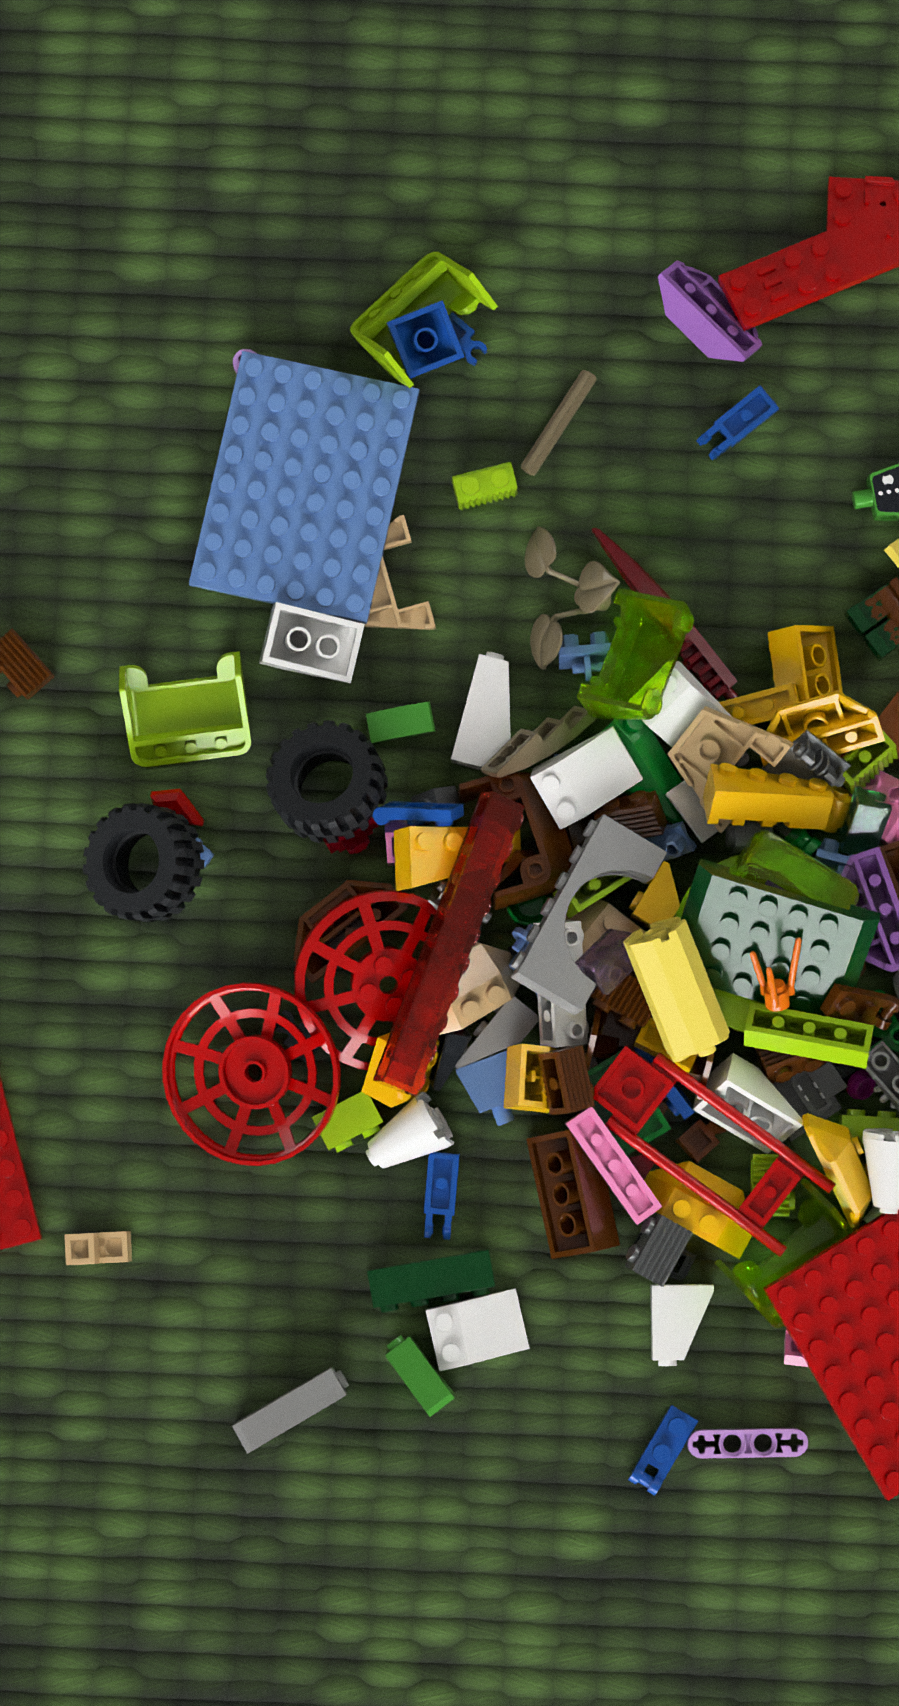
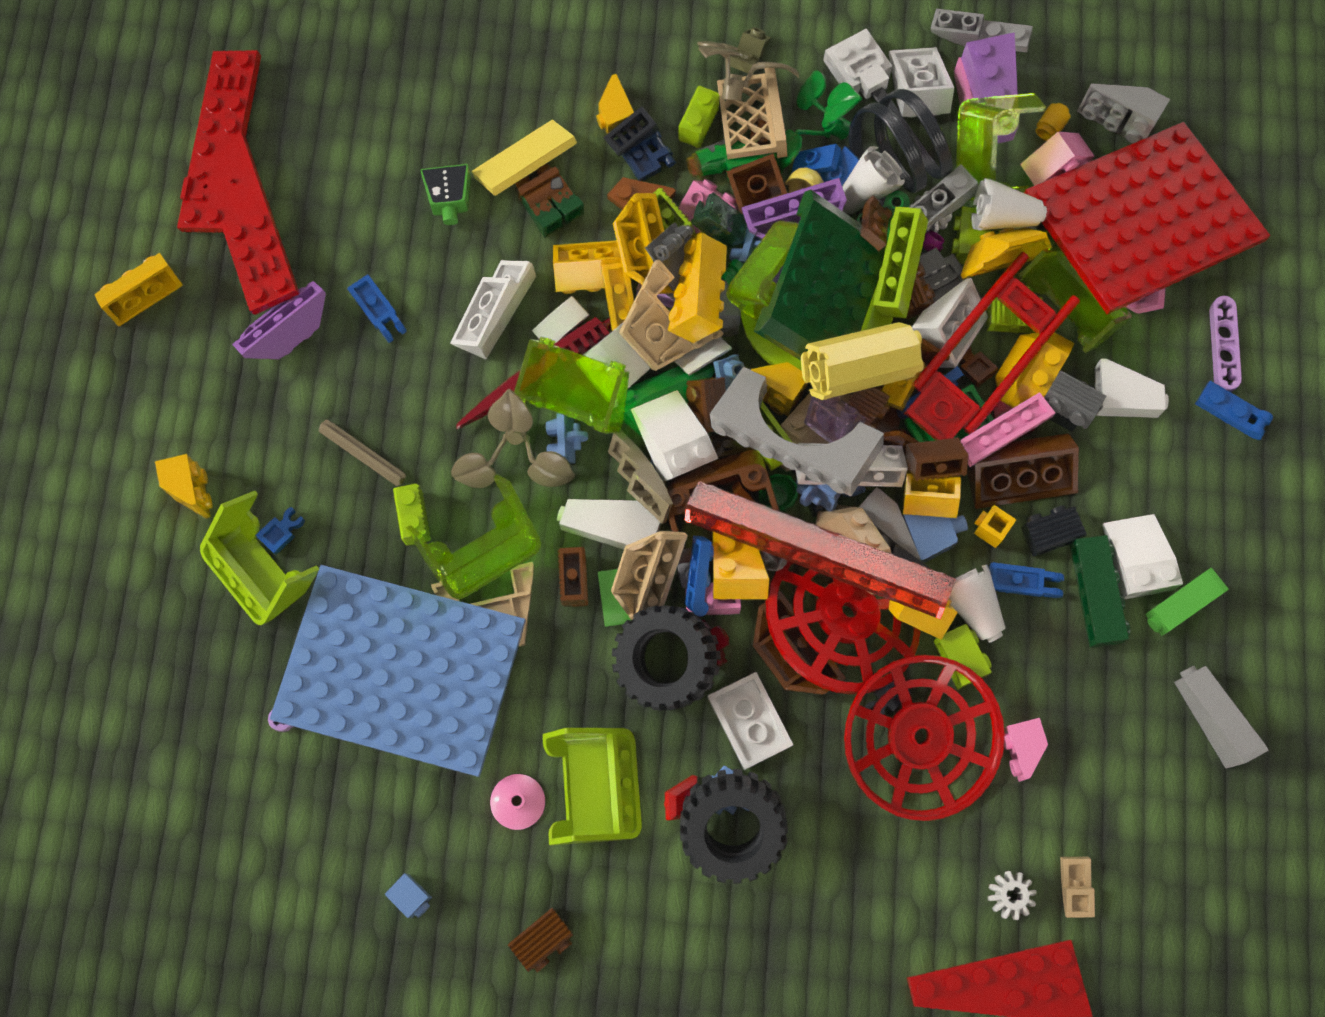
camera: 90 degrees left, 10 degrees down
(59, 520) = (409, 897): none -> medium blue brick
(75, 1178) = (1014, 907): none -> white gear
(169, 645) = (517, 816): none -> bright pink dish
(248, 1192) = (1026, 746): none -> bright pink slope
(265, 881) = (750, 721): none -> white plate
(311, 643) = (539, 669): white slope -> none
(418, 673) = (573, 577): none -> reddish brown brick
(421, 755) = (647, 571): none -> tan wedge
(425, 339) = (276, 555): blue slope -> none
(438, 572) = (487, 556): none -> clear neon green windscreen
(501, 1154) = (993, 525): none -> yellow brick
(501, 1226) = (1053, 531): none -> black brick
(504, 227) = (185, 483): none -> yellow slope
(730, 641) = (561, 320): none -> white slope
(745, 140) = (138, 289): none -> yellow slope
(746, 559) = (493, 307): none -> white slope
(775, 991) = (865, 280): orange plant -> none

